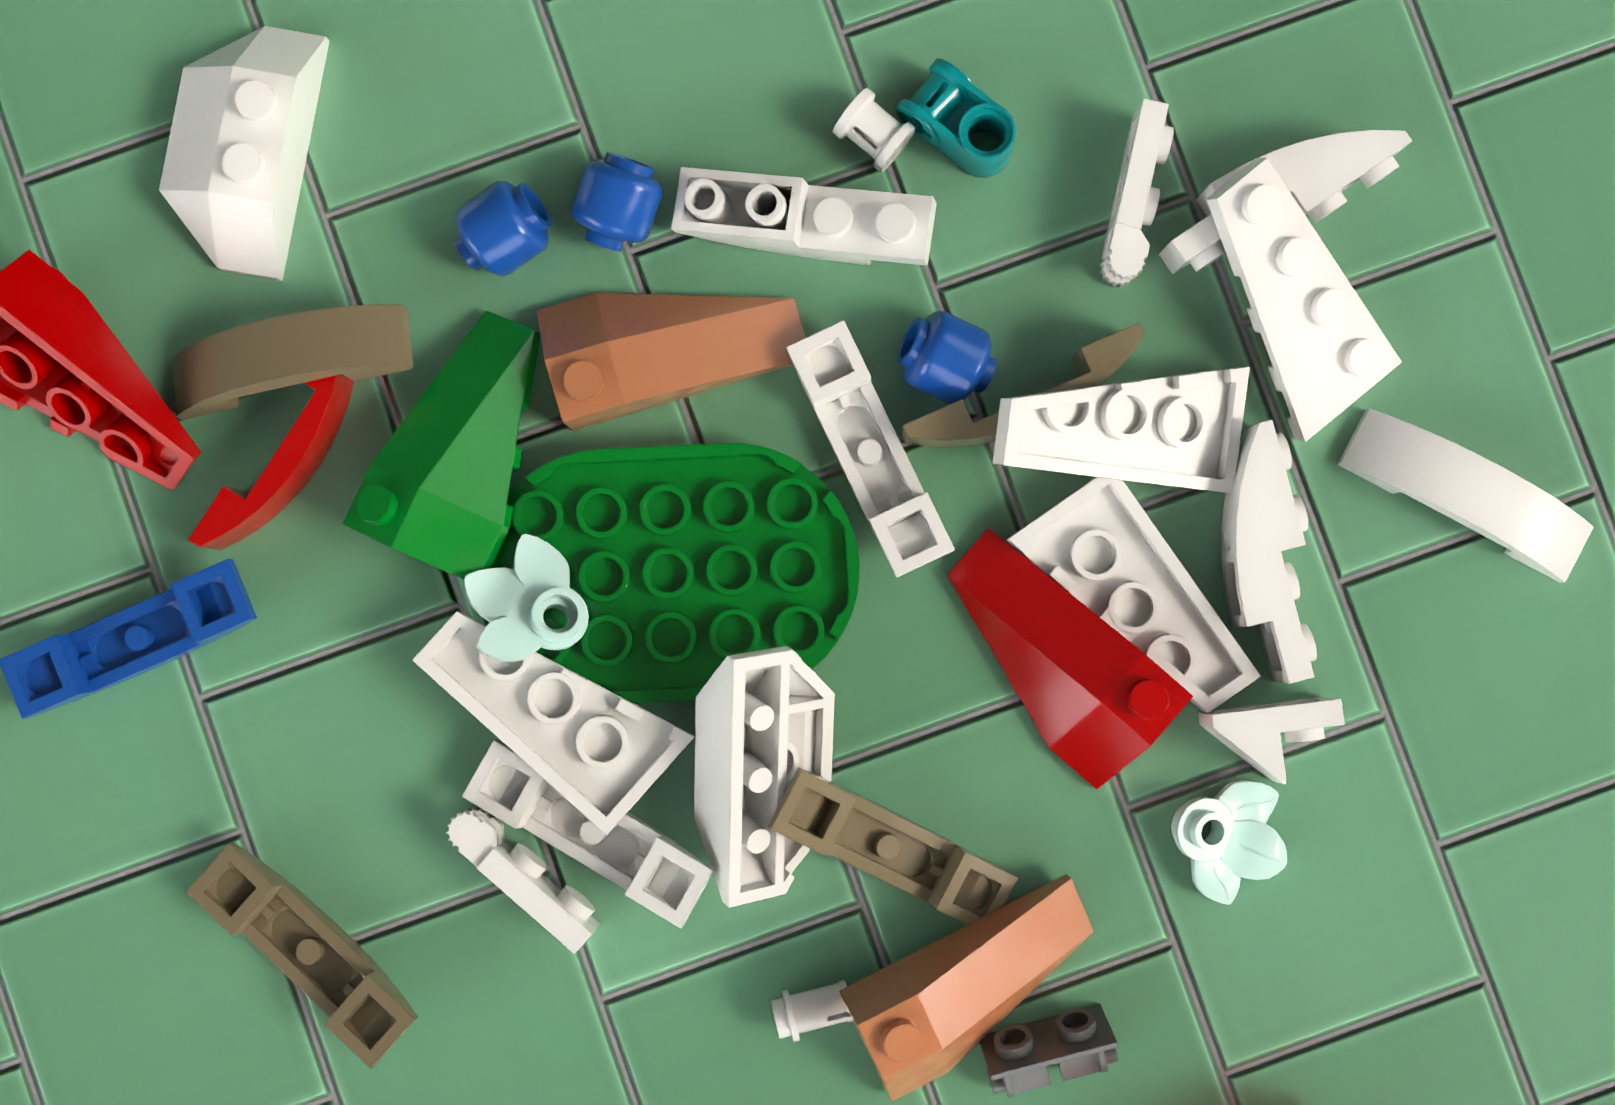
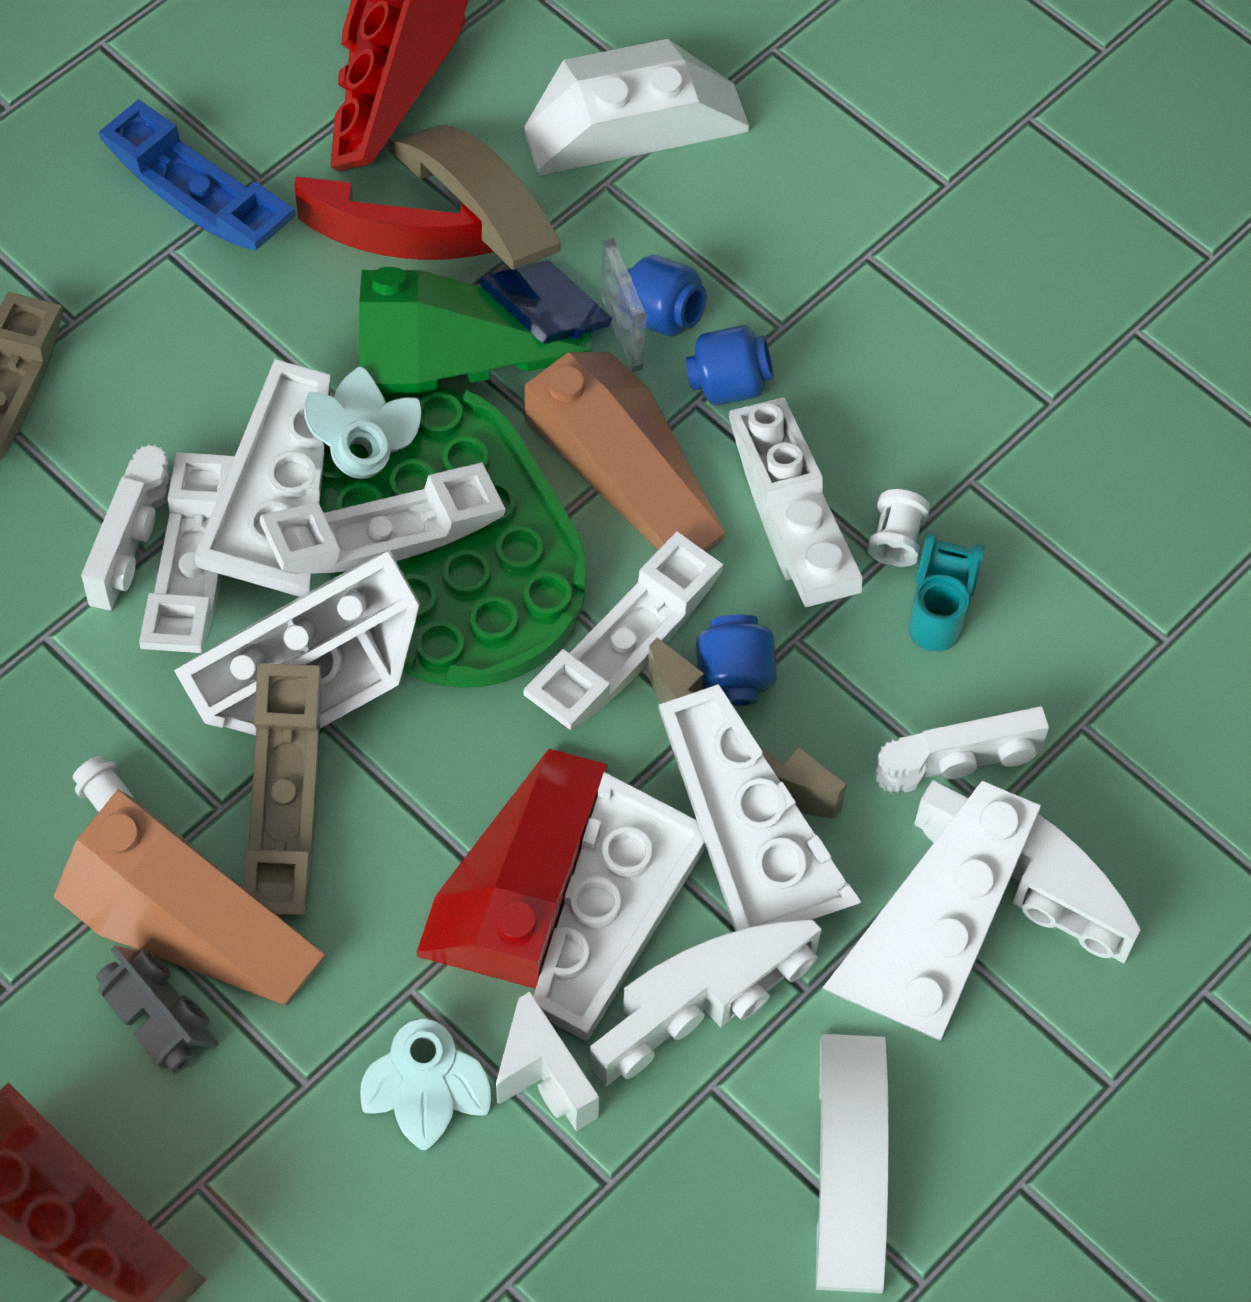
camera: 60 degrees right, 25 degrees down
(458, 349) = (546, 302): none -> clear blue piece
(506, 275) = (623, 305): none -> clear window
(657, 635) = (405, 524): none -> white slope

